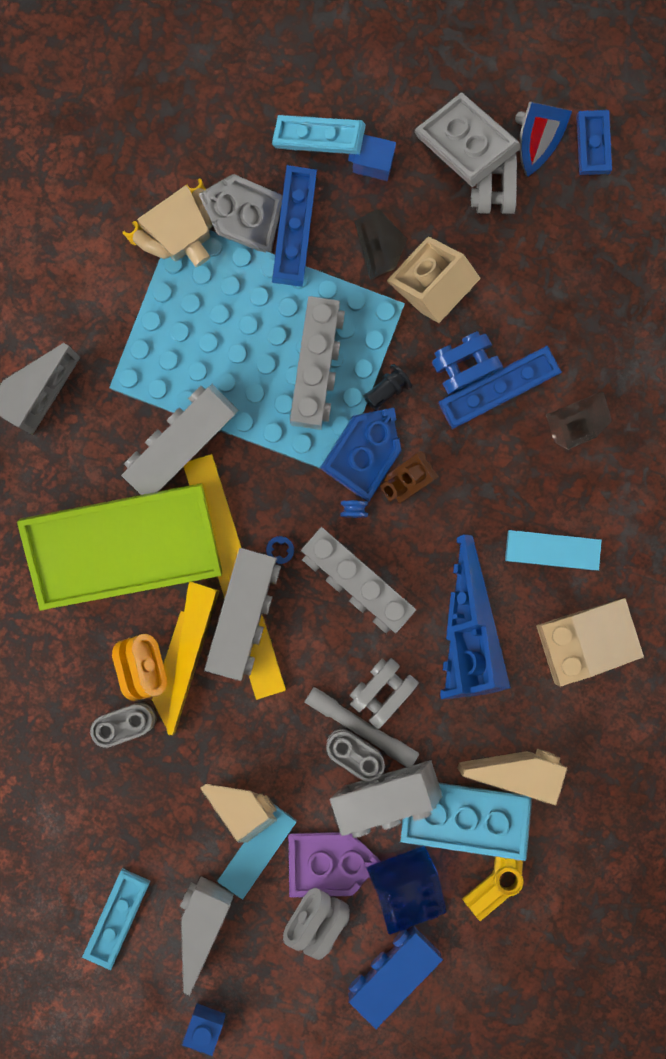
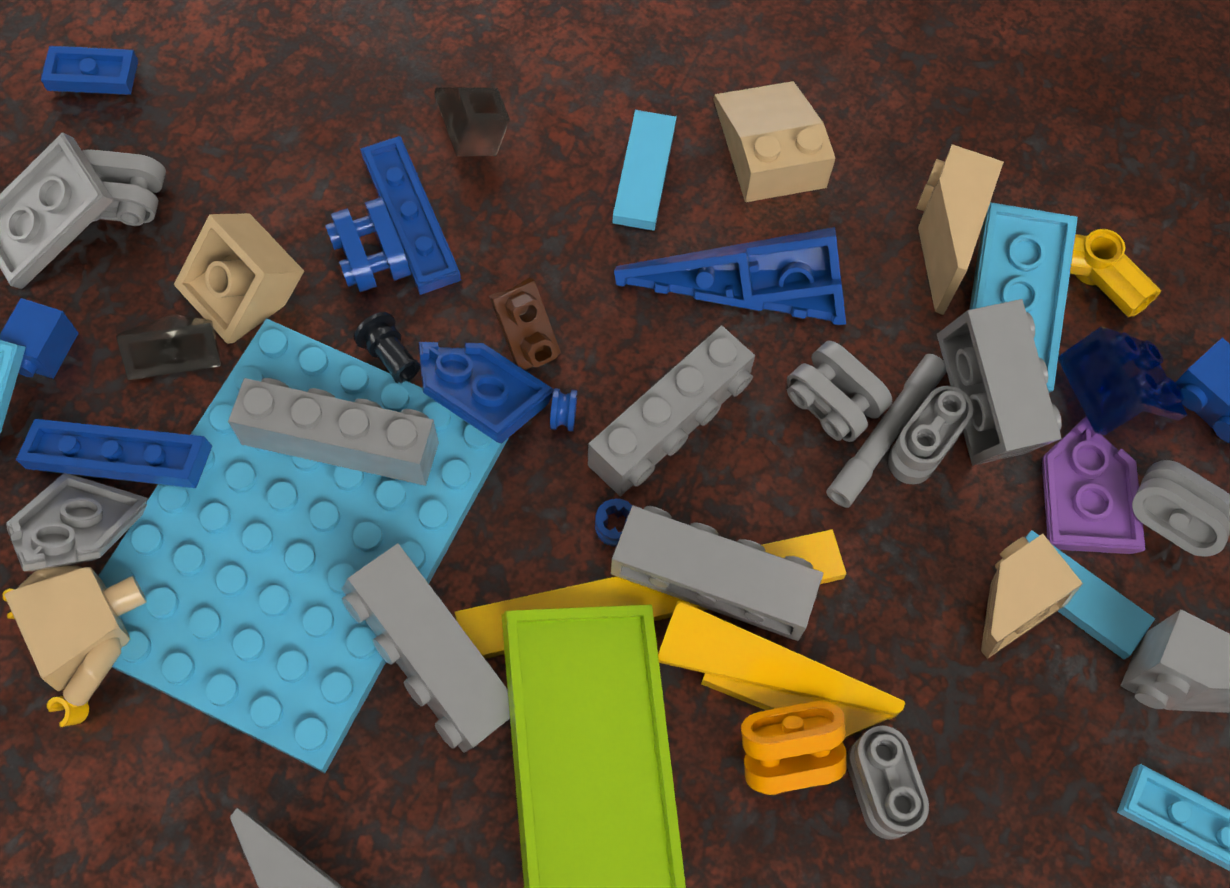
camera: 90 degrees left, 20 degrees down
(540, 133) = (51, 119): shield -> none

